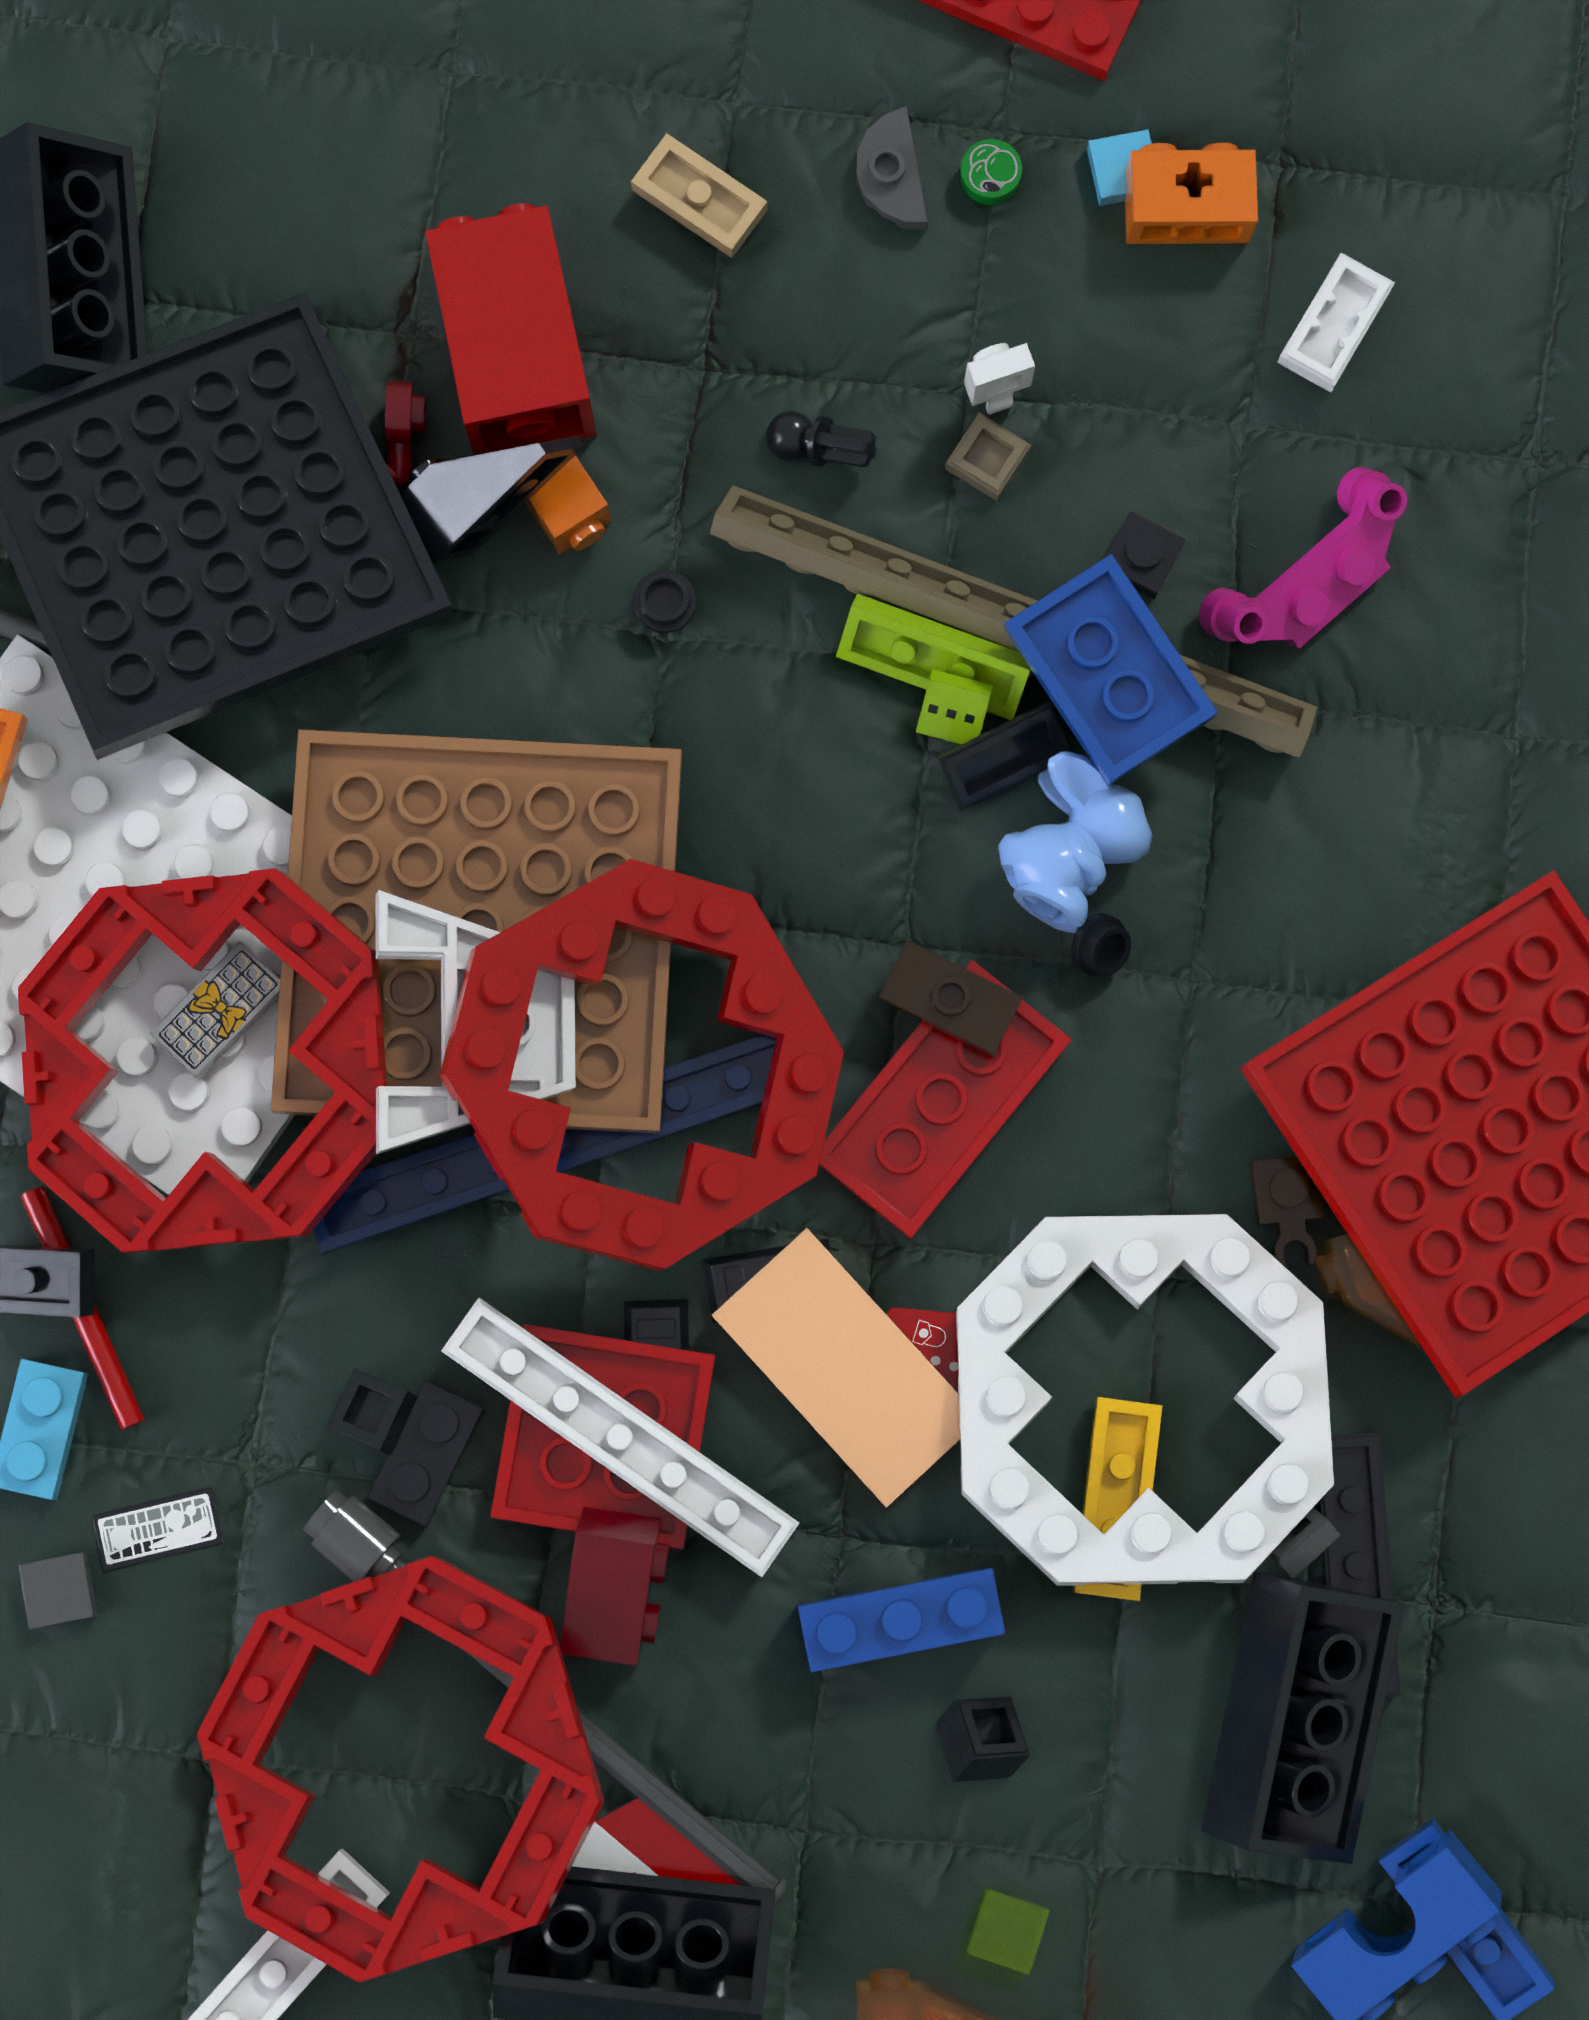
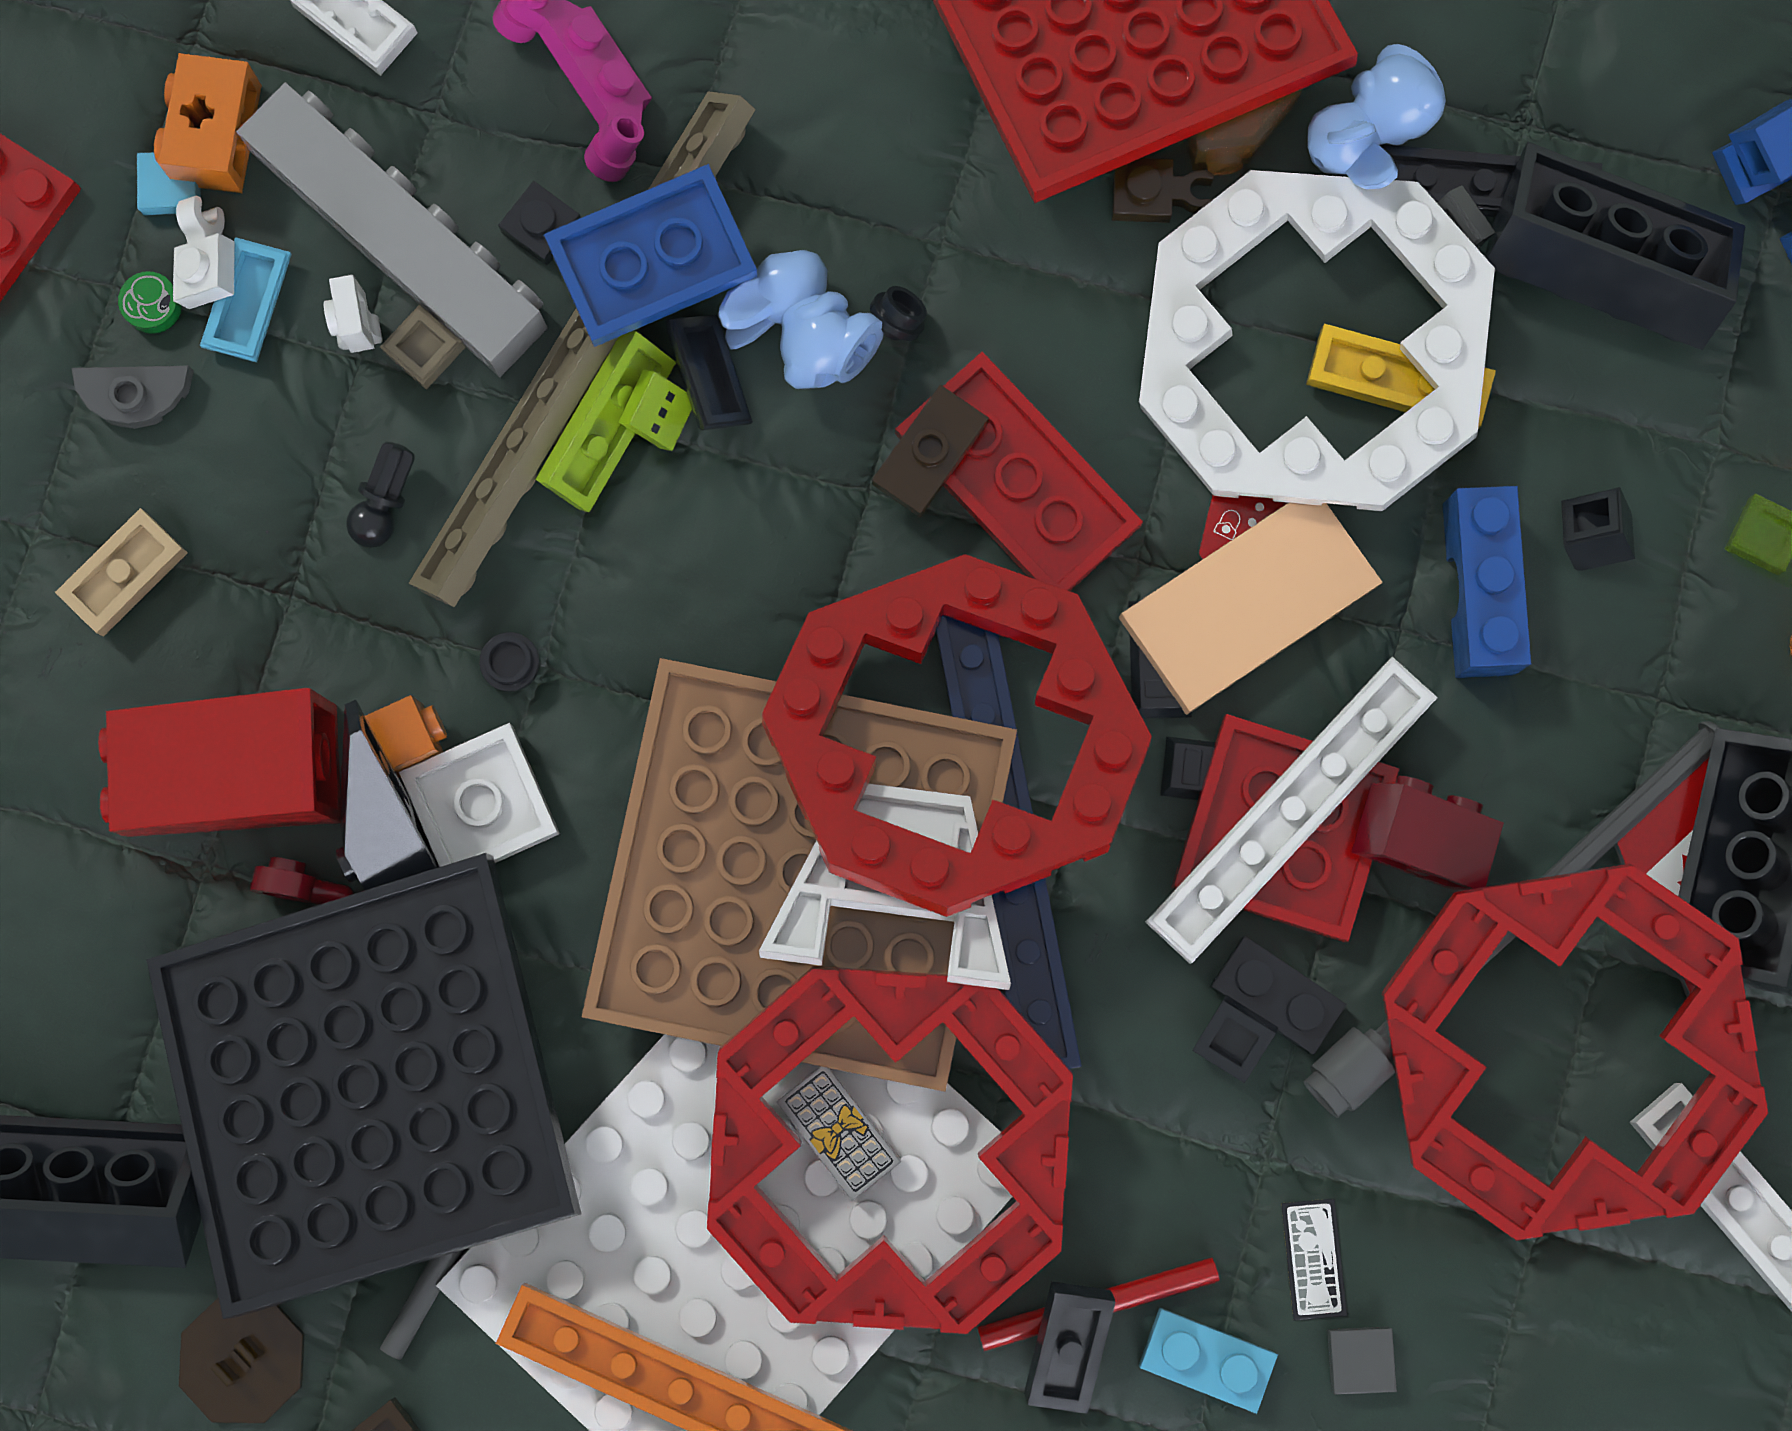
camera: 80 degrees left, 0 degrees up
(514, 595) = (480, 799): none -> white plate
(1008, 267) = (242, 320): none -> medium azure tile
(1041, 220) = (206, 262): none -> white plate
(1106, 404) = (393, 229): none -> light grey brick
(1419, 1446) = (1391, 105): none -> light blue animal

